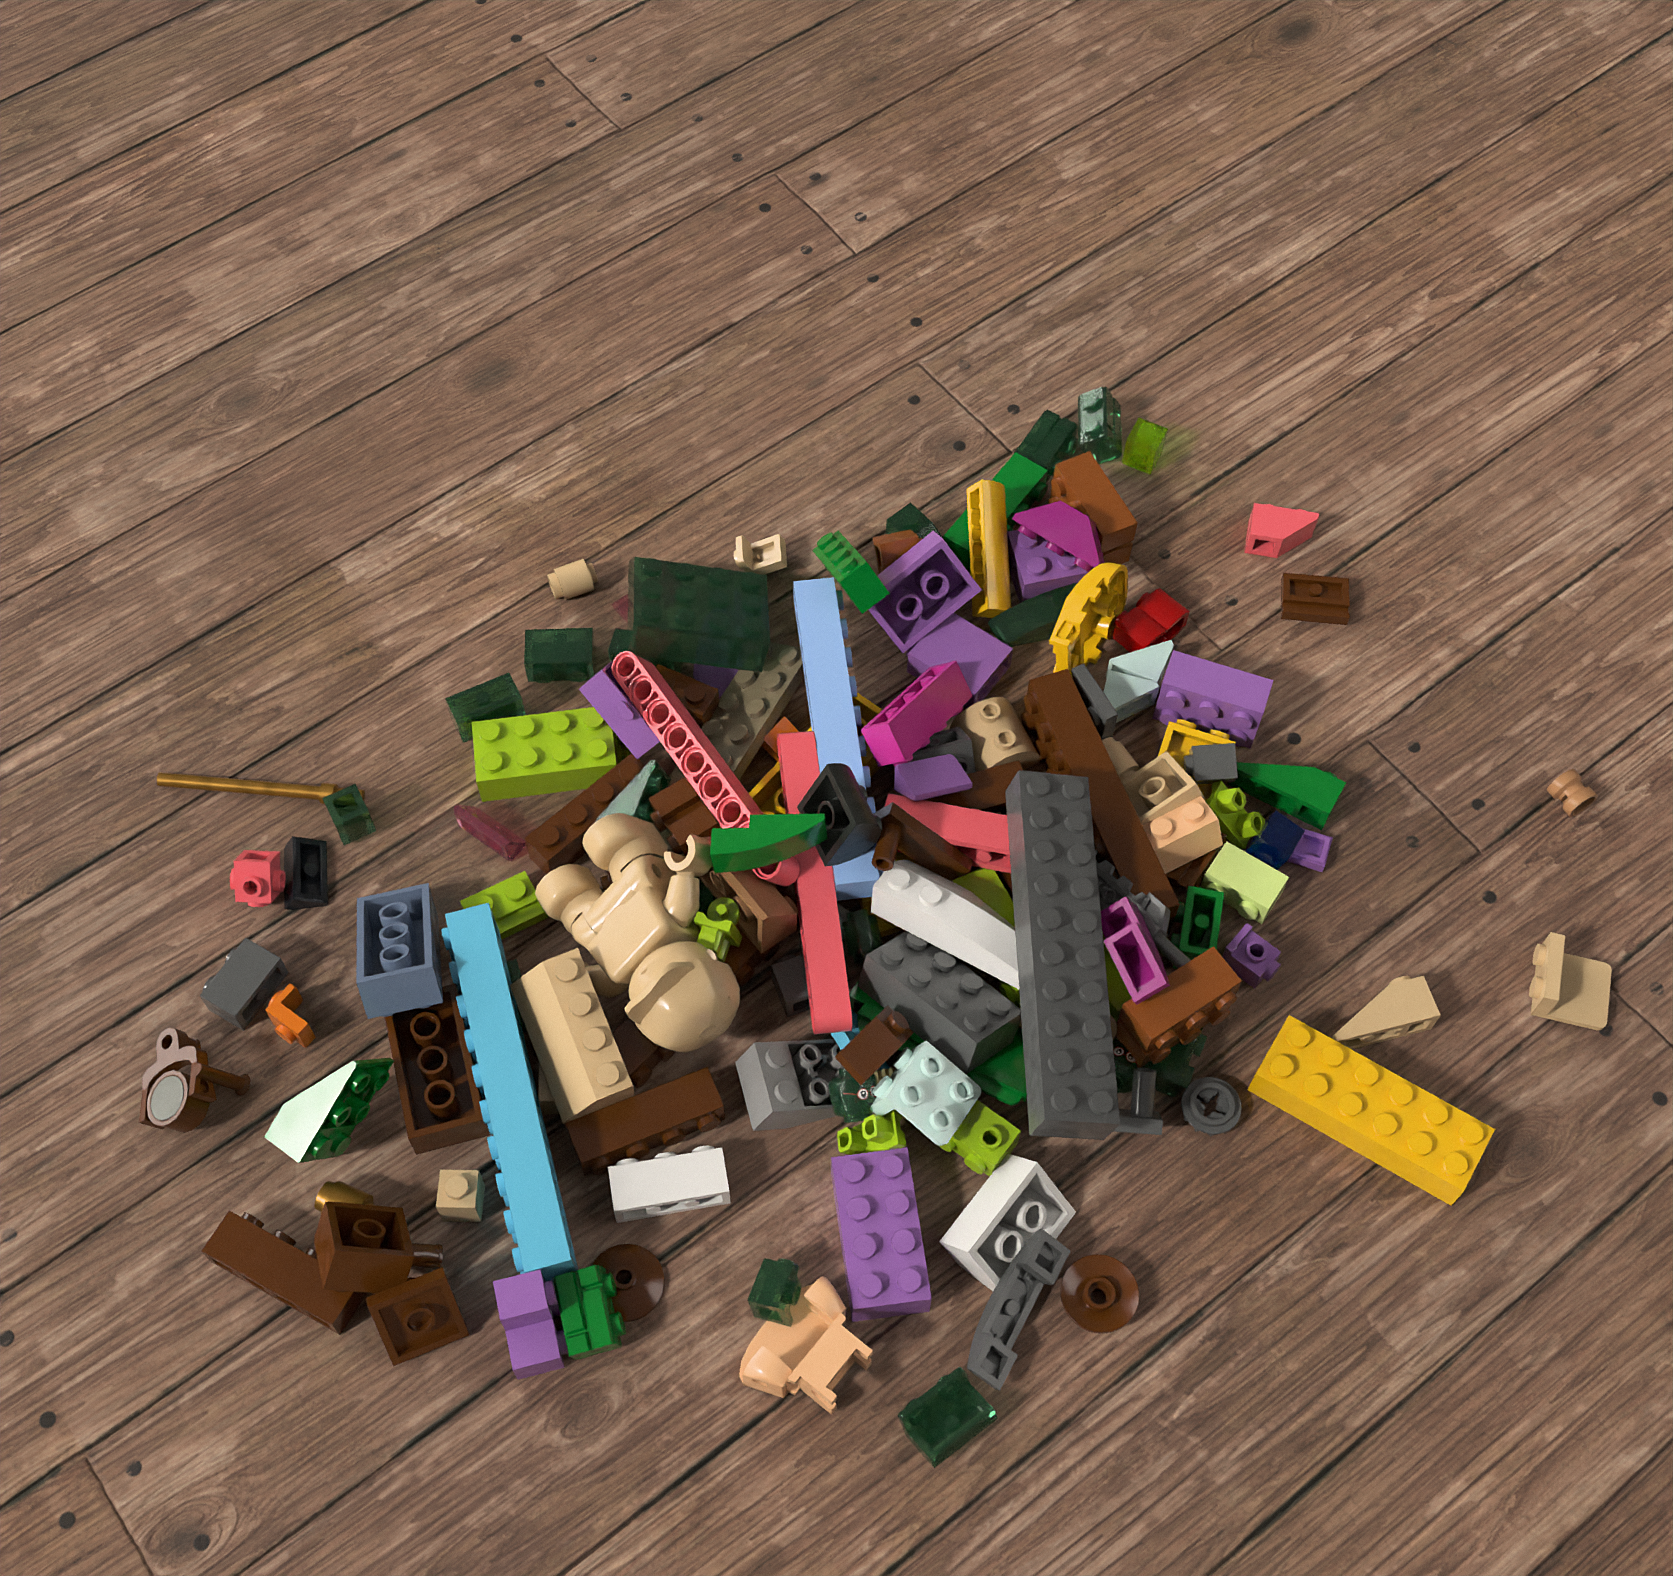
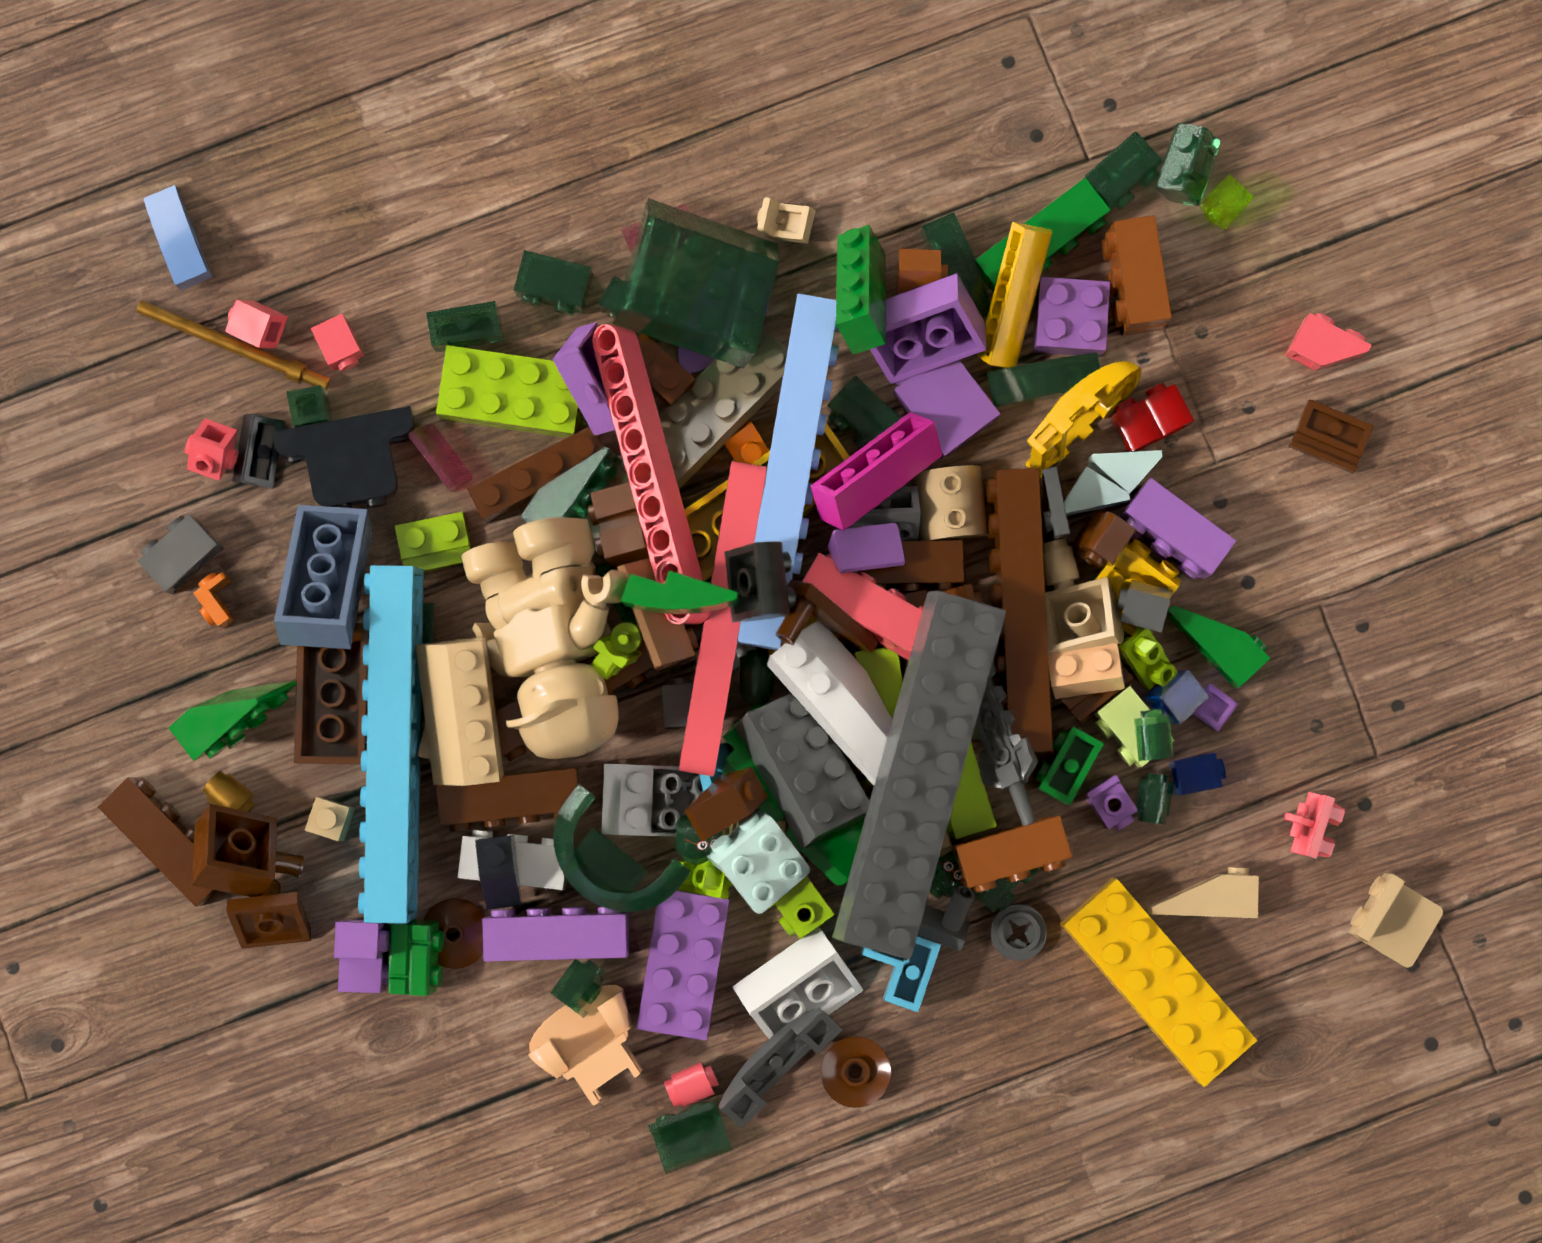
camera: 20 degrees right, 25 degrees up
(181, 1099) = (107, 656): reddish brown piece -> none
(187, 711) = (177, 238): none -> medium blue slope
(279, 757) = (256, 323): none -> coral brick
(364, 756) = (338, 343): none -> coral brick
(397, 845) = (349, 456): none -> black brick
(572, 579) = (588, 195): tan brick -> none
(656, 1184) = (499, 872): none -> black slope
(737, 1238) = (555, 936): none -> medium lavender brick
(765, 1156) = (603, 869): none -> clear green piece
(882, 680) = (860, 412): none -> clear green brick
(929, 1361) = (691, 1085): none -> coral brick
(1065, 531) = (1092, 309): magenta slope -> none
(1114, 1161) = (908, 977): none -> medium azure brick
(1133, 950) = (984, 798): magenta slope -> none
(1149, 722) = (1102, 539): none -> reddish brown brick
(1269, 872) = (1153, 735): none -> clear green brick
(1292, 939) = (1154, 798): none -> clear green brick
(1321, 907) = (1197, 773): none -> clear blue brick
(1450, 921) = (1311, 823): none -> coral hips
(1572, 792) = (1490, 728): medium nougat wheel -> none

